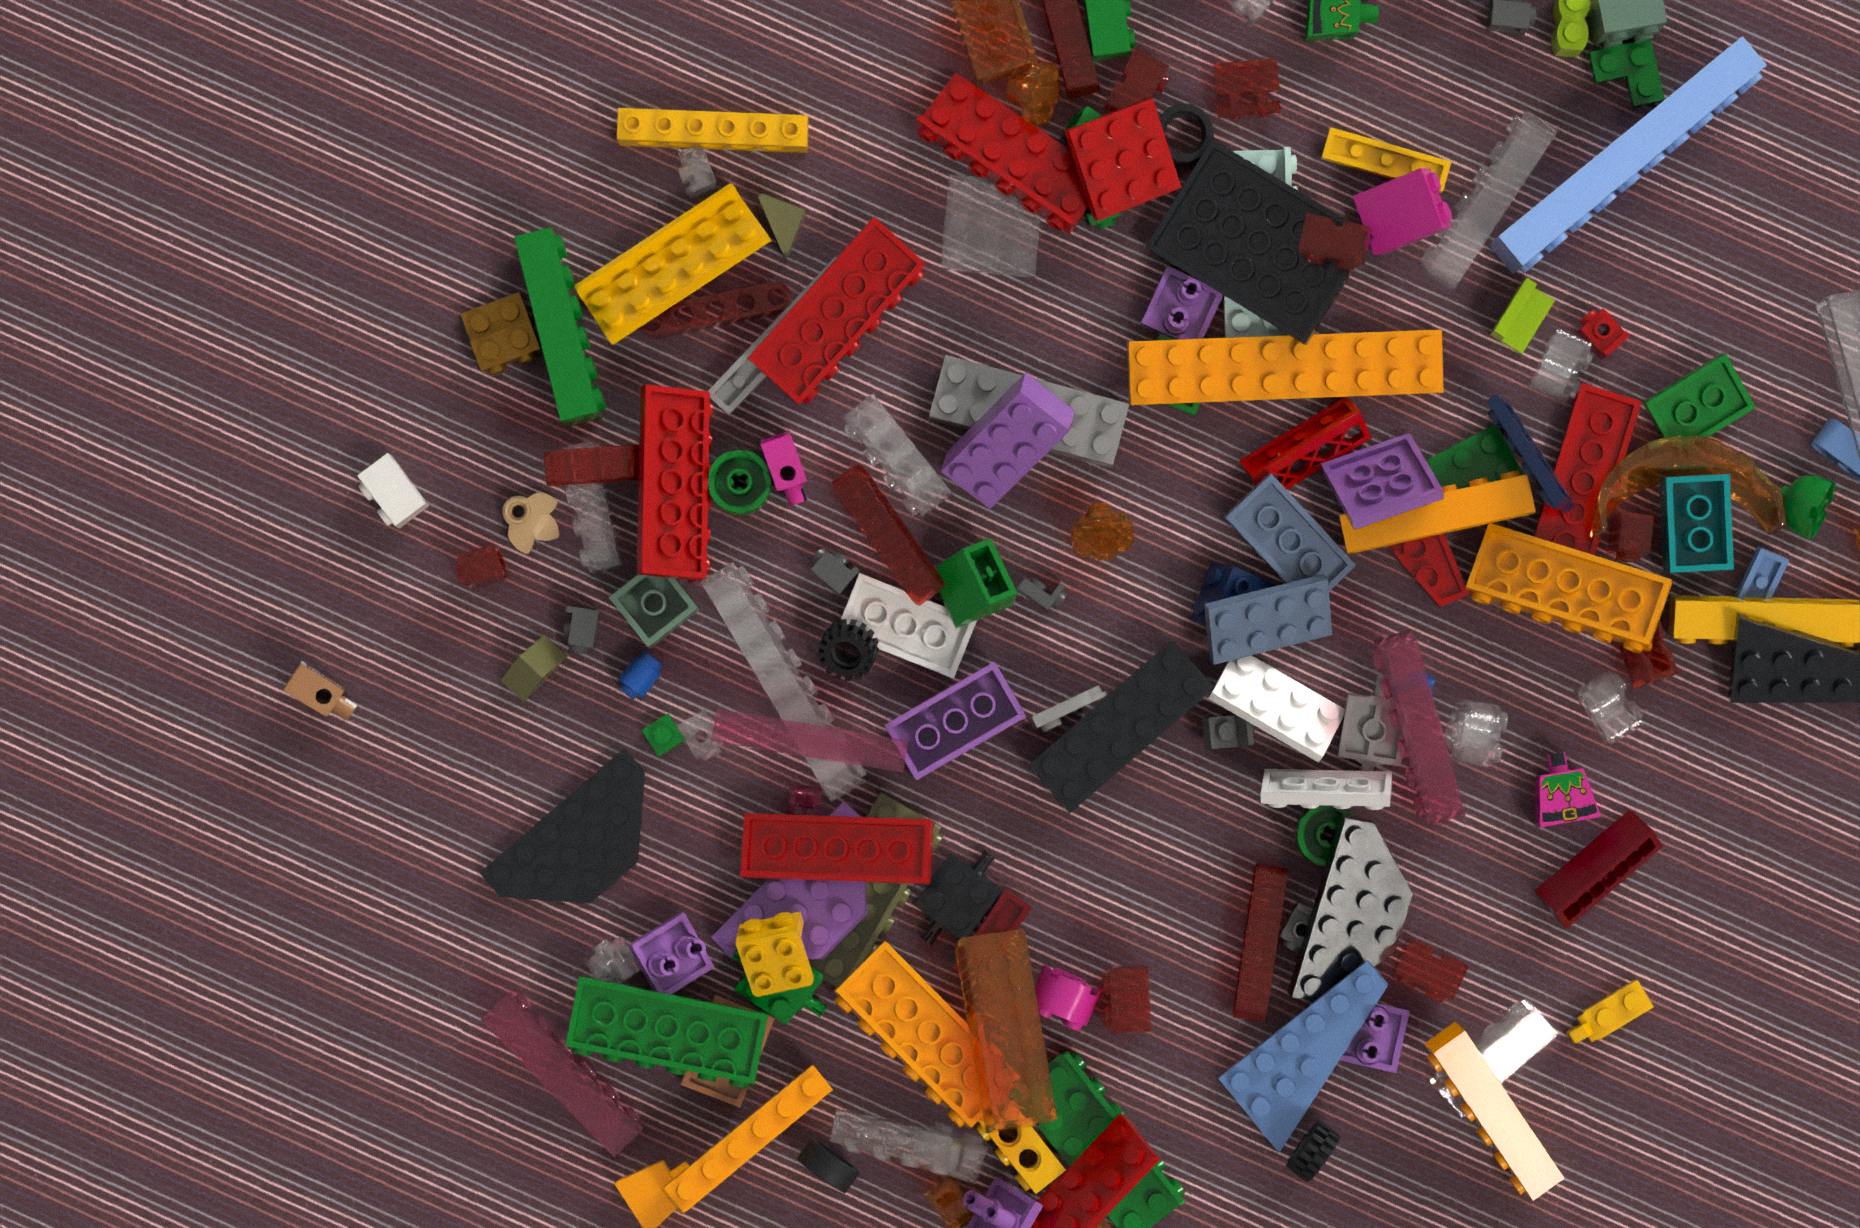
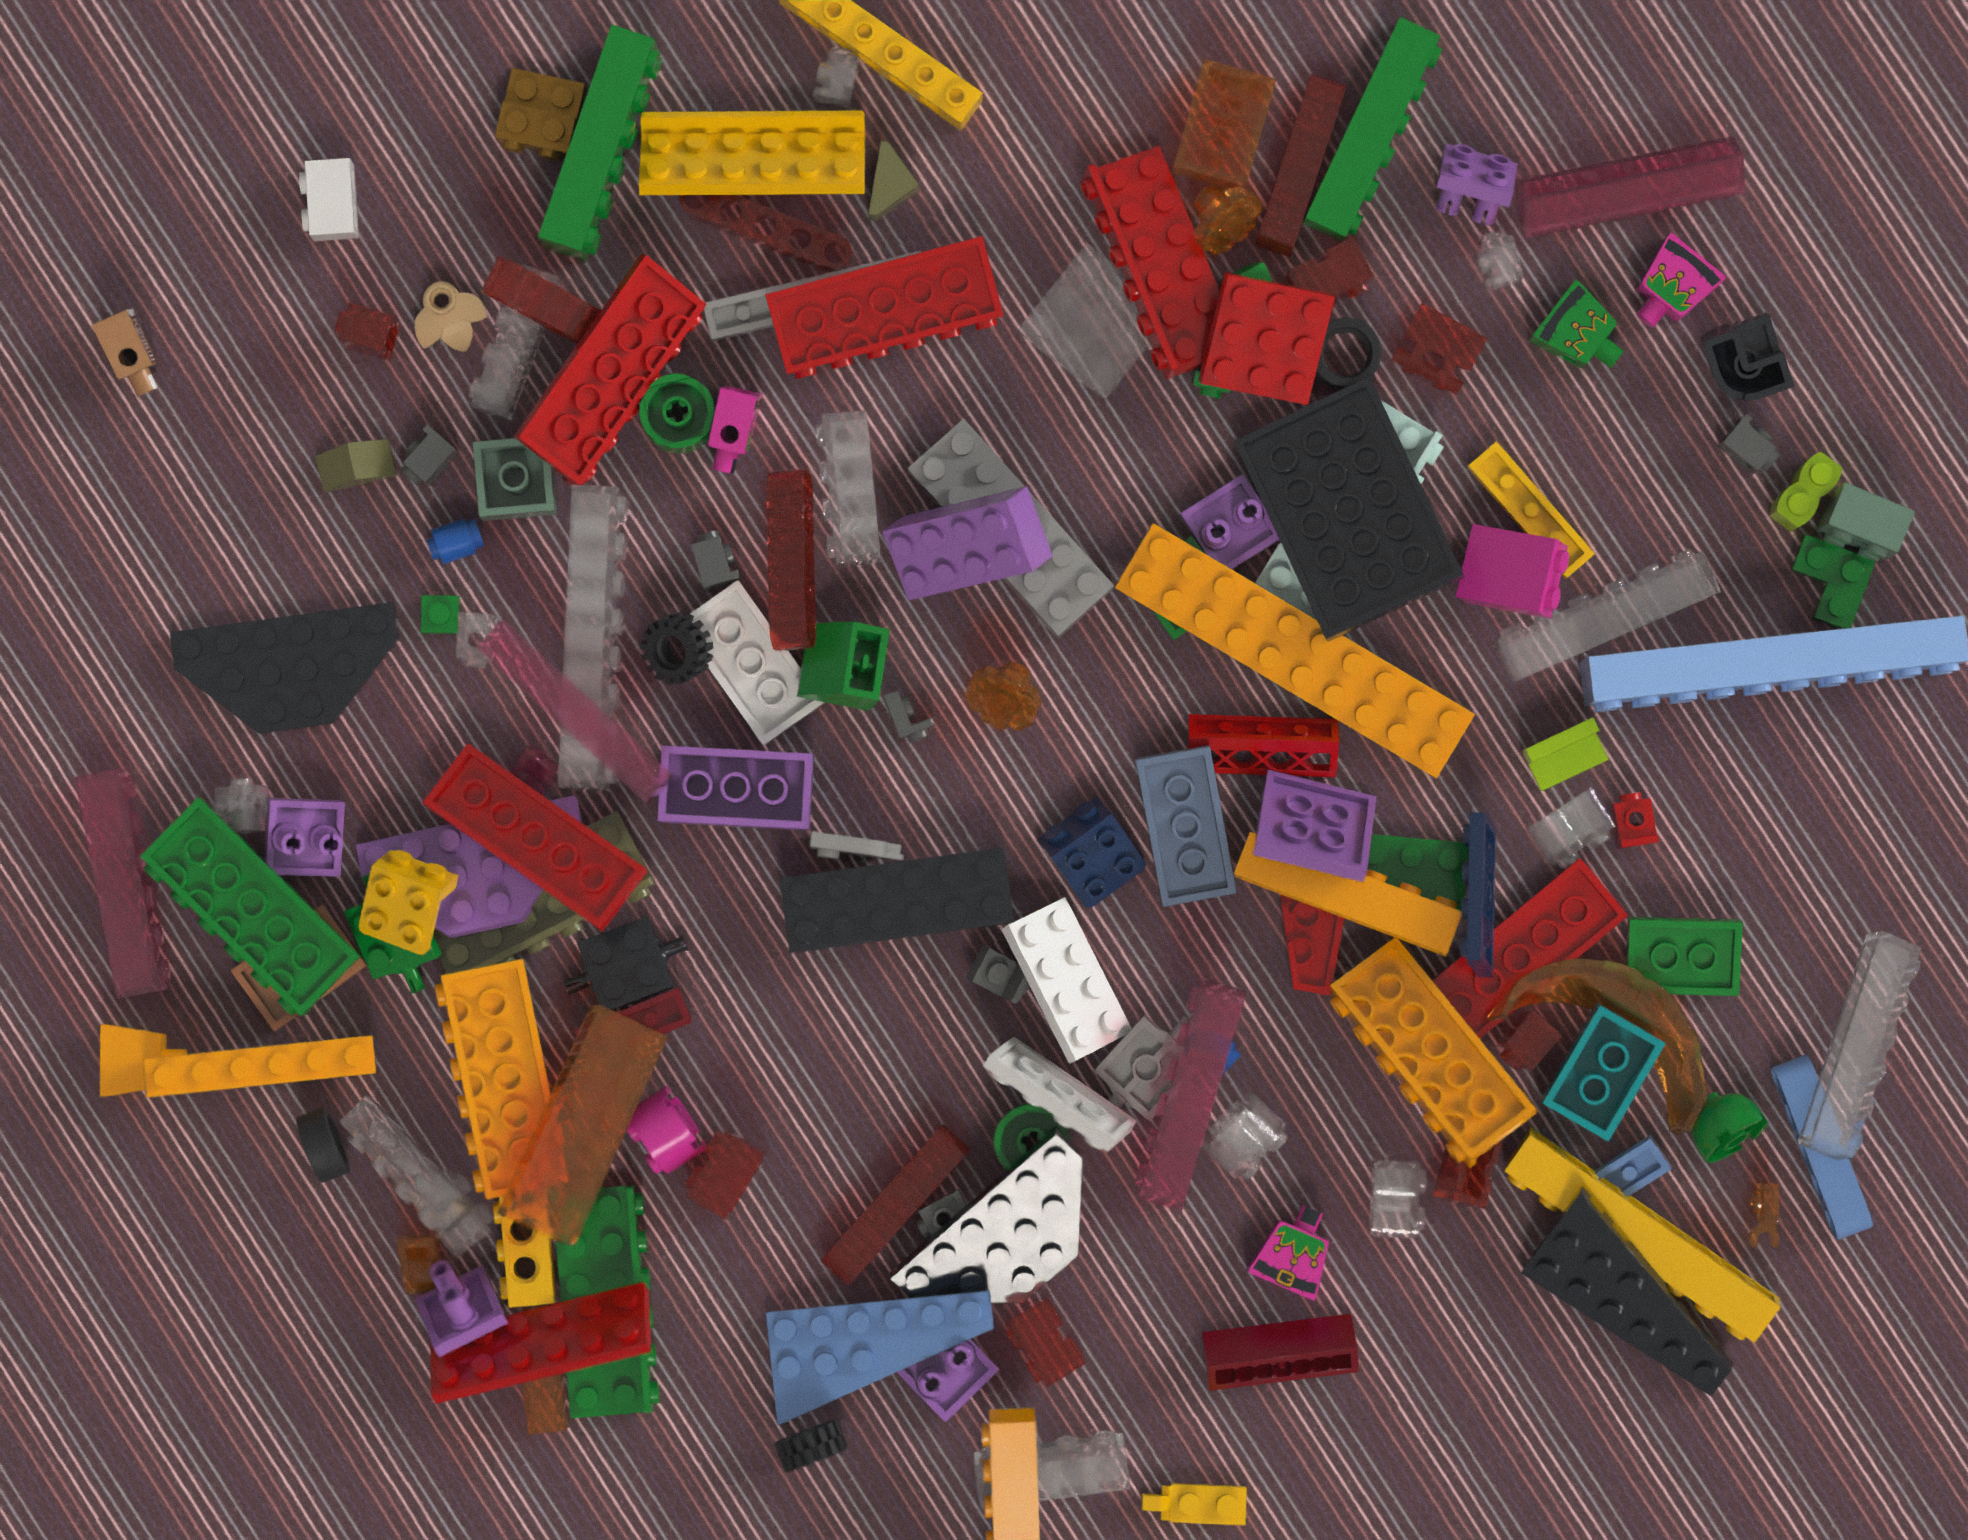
camera: 30 degrees right, 0 degrees up
(1268, 619) = (1112, 889): sand blue plate -> none
(1342, 245) = (1411, 548): clear red brick -> none

